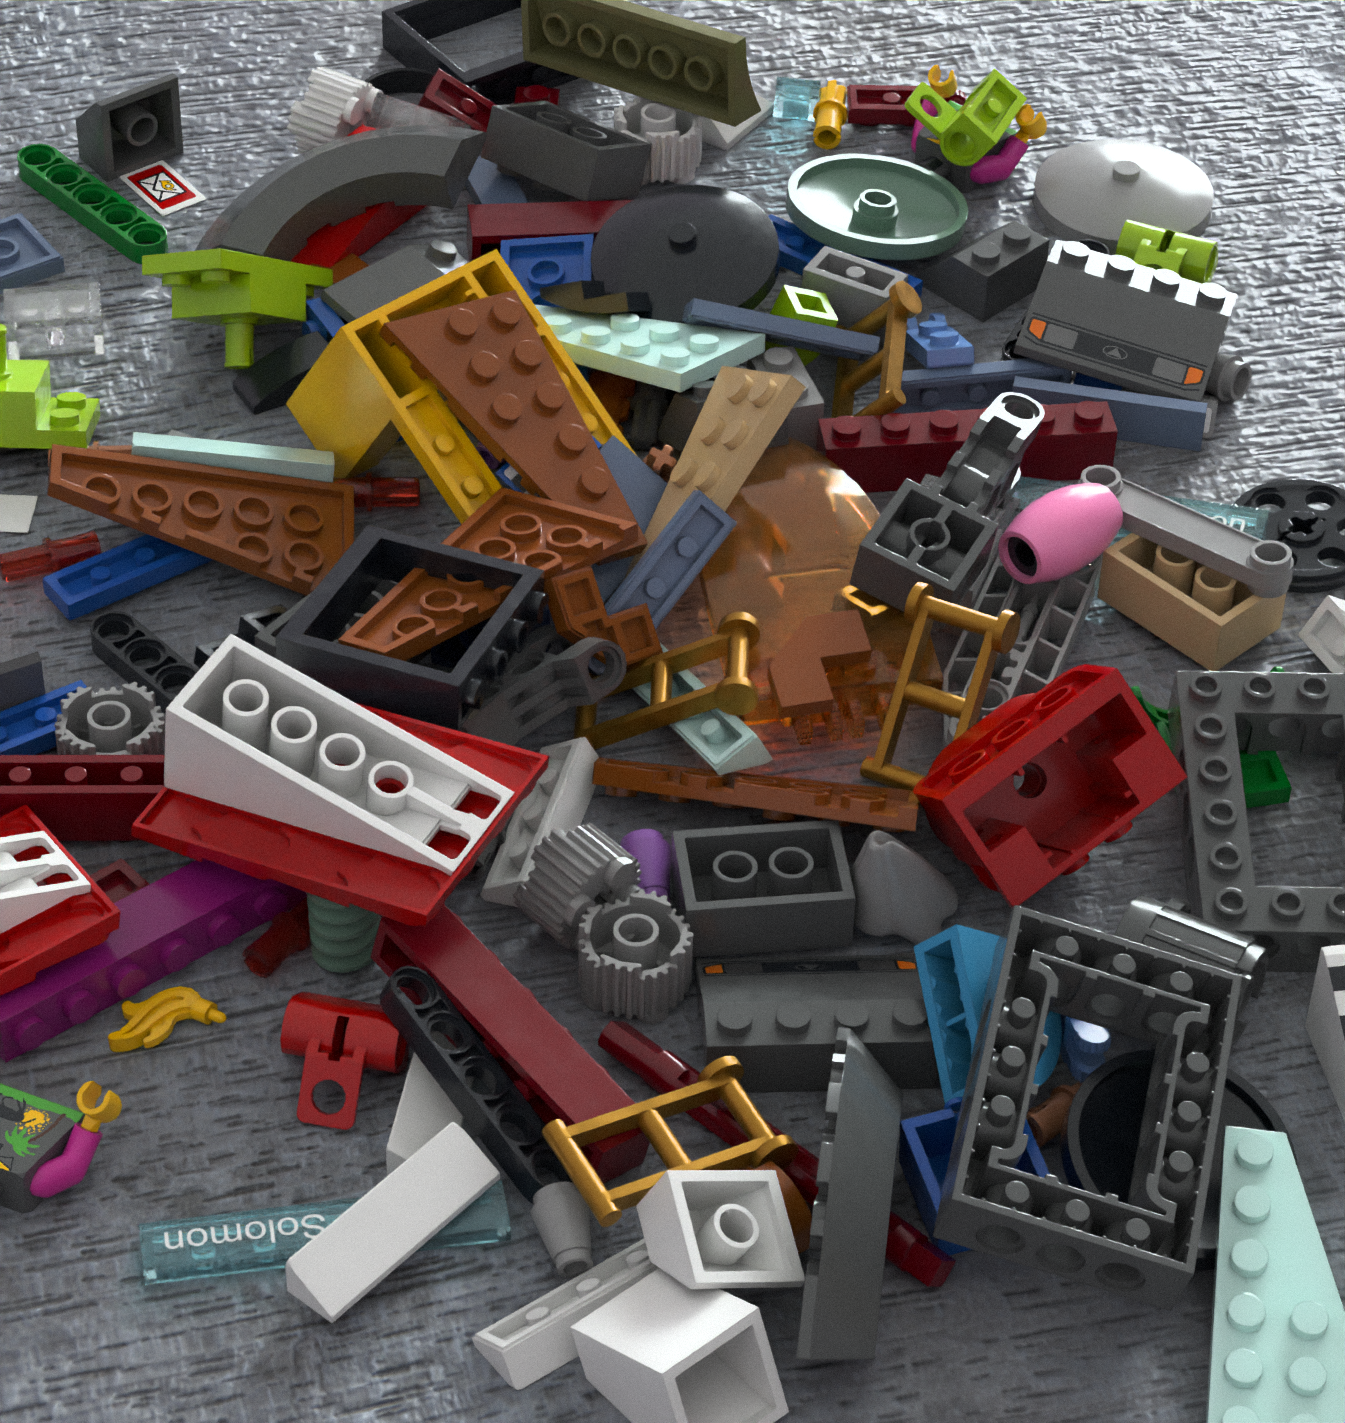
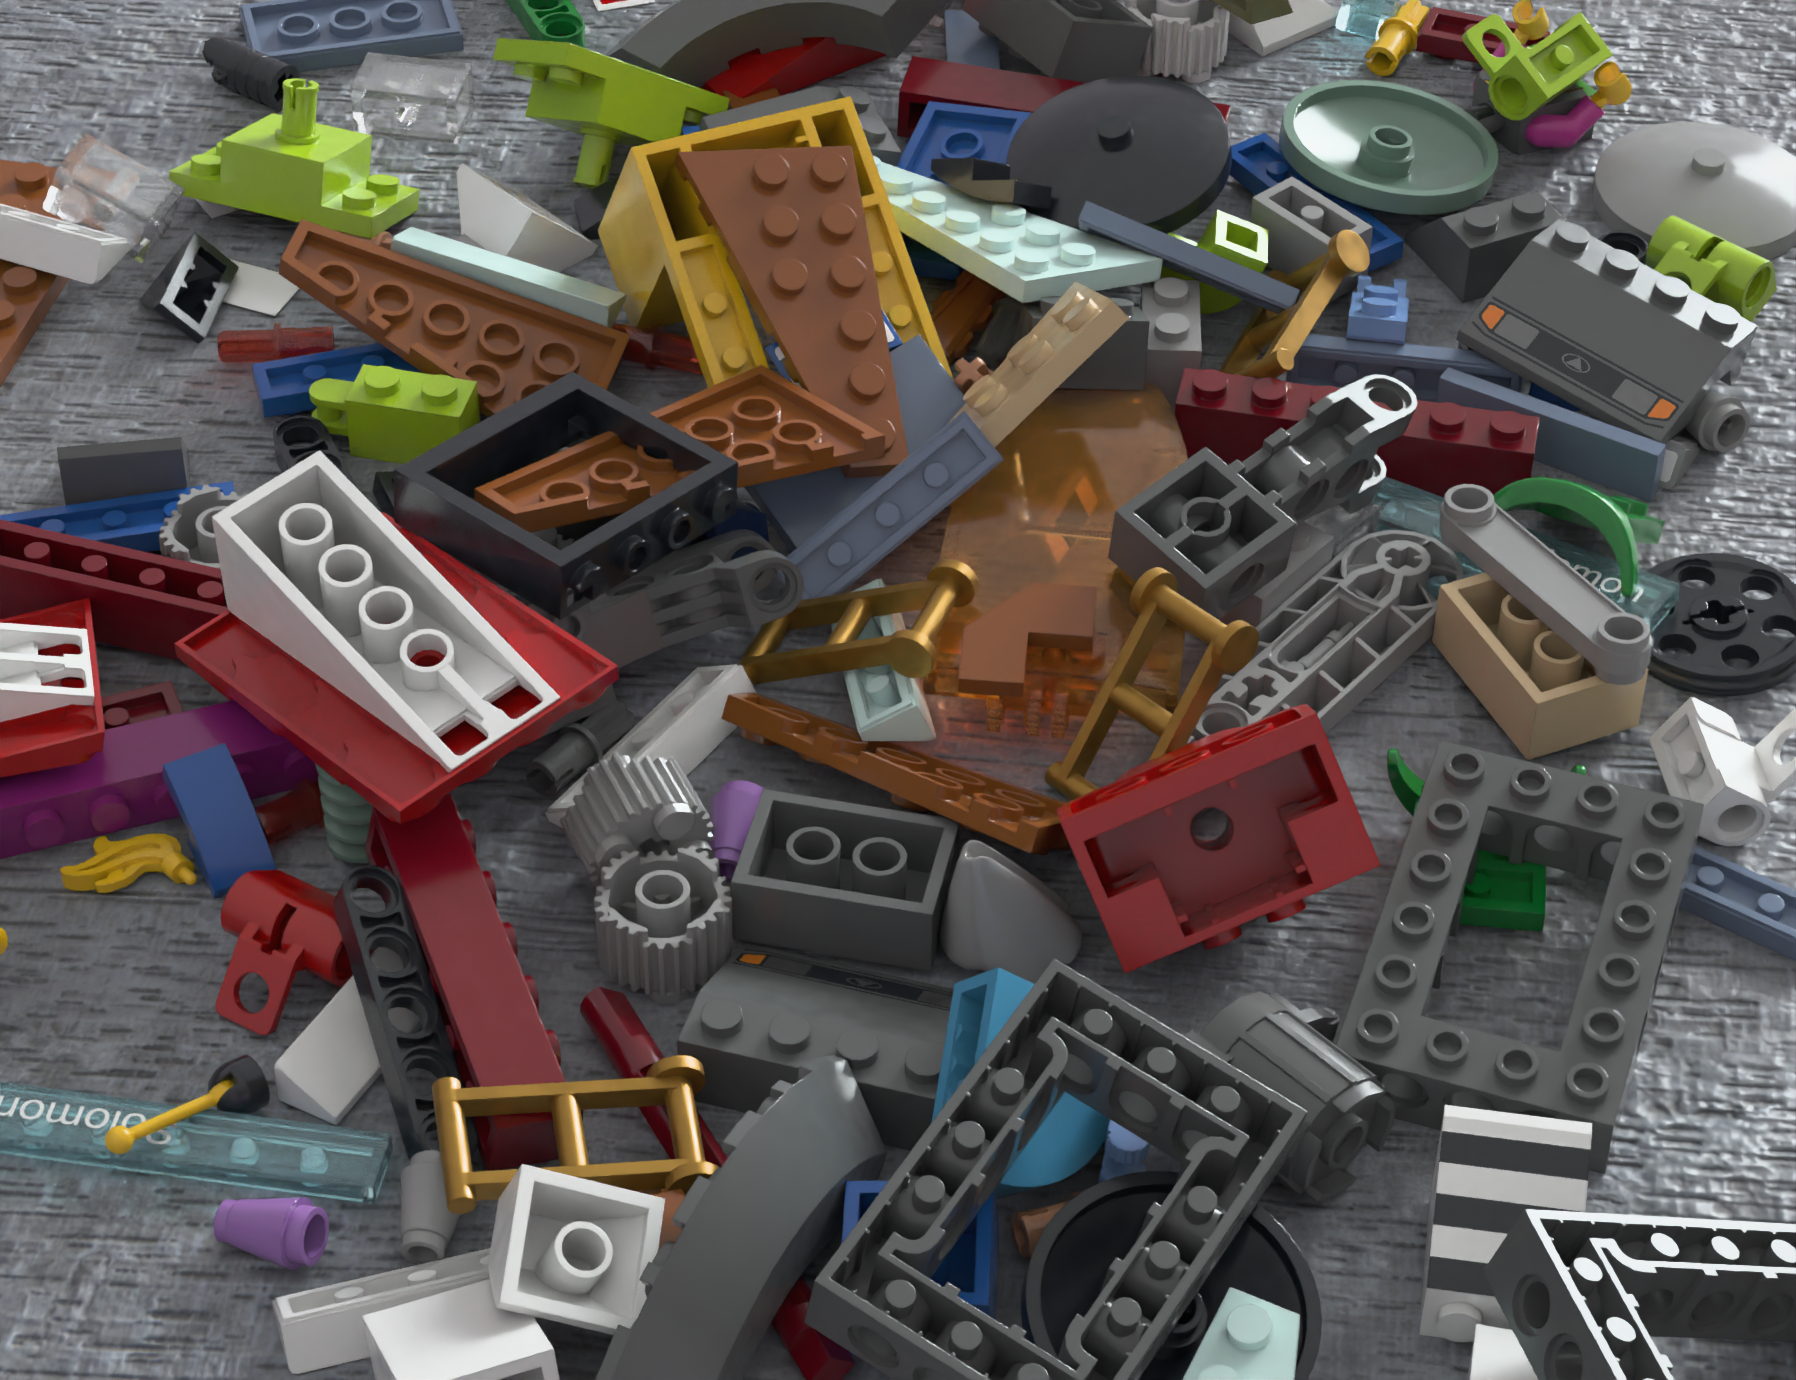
camera: 20 degrees right, 0 degrees up
(191, 593) = (395, 411): none -> lime brick
(204, 412) = (515, 224): none -> white slope
(232, 962) = (218, 817): none -> blue slope
(347, 1184) = (233, 1088): none -> hinge
(389, 1223) = (235, 1146): white slope -> none
(448, 1280) = (275, 1229): none -> medium lavender cone
(580, 614) = (777, 520): dark orange tile -> none
(1060, 533) = (1391, 553): bright pink piece -> none
(1181, 465) = (1616, 517): none -> green piece

